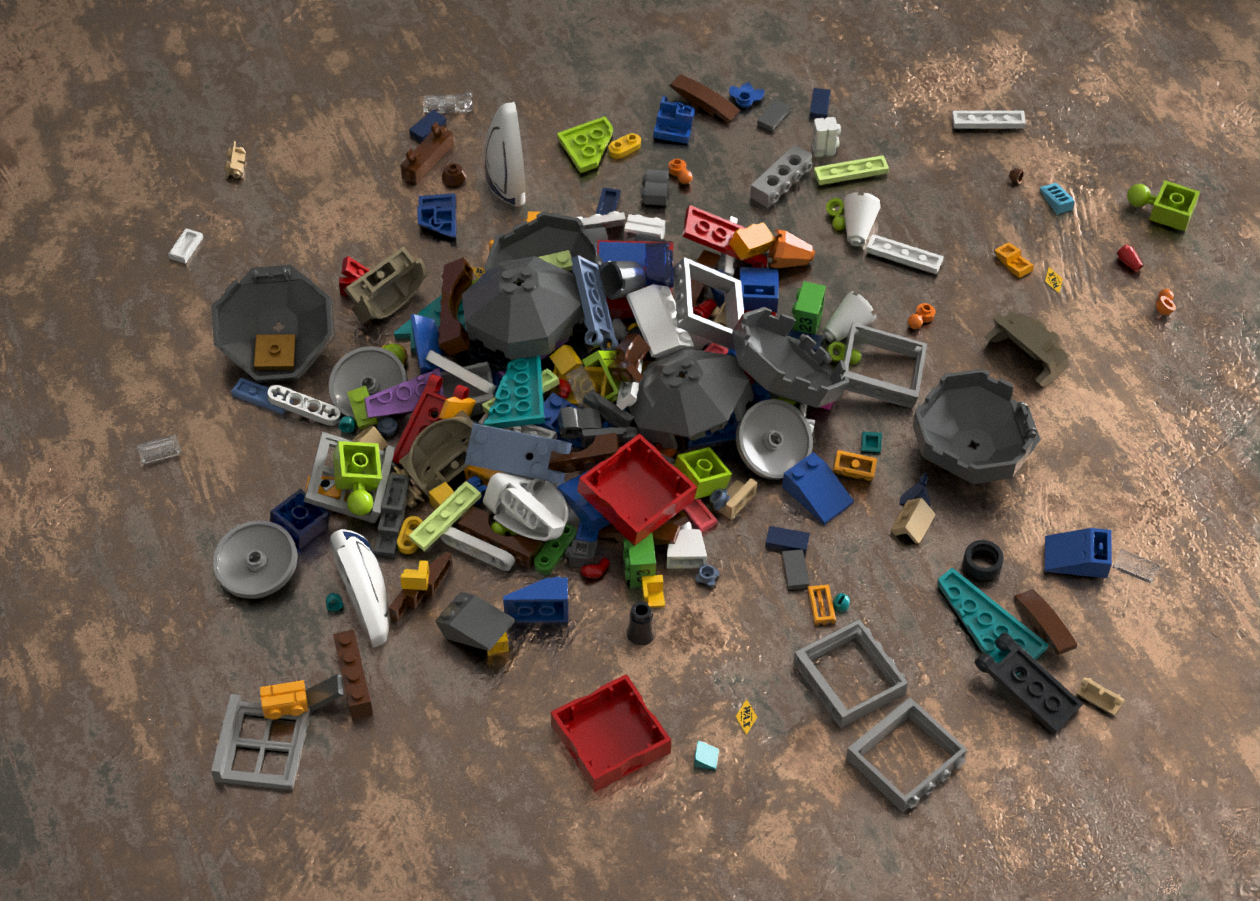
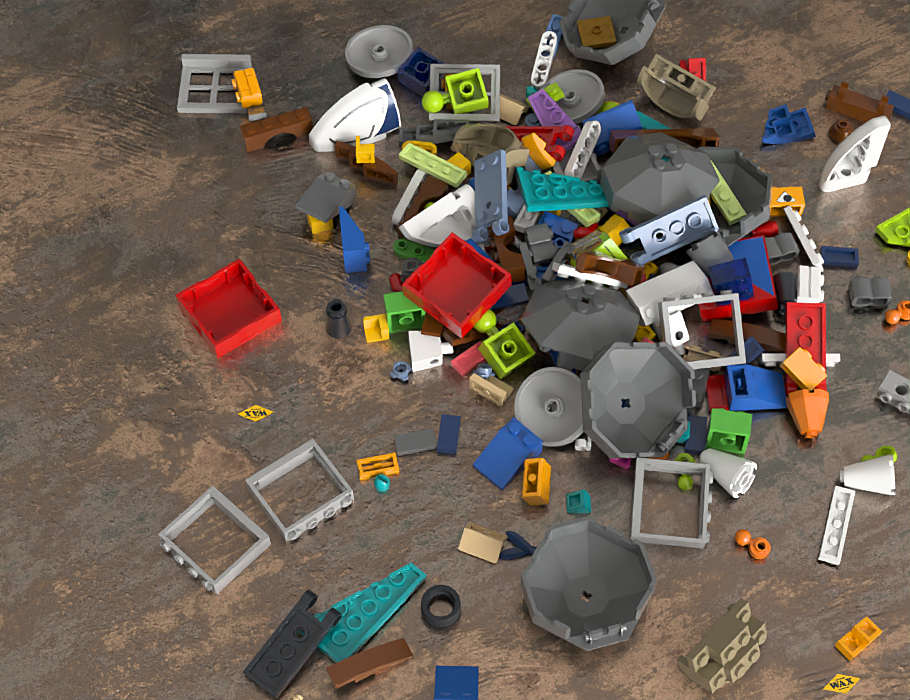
camera: 85 degrees right, 5 degrees up
(705, 309) = (714, 343): red cone -> none
(706, 756) = (211, 381): slope -> none

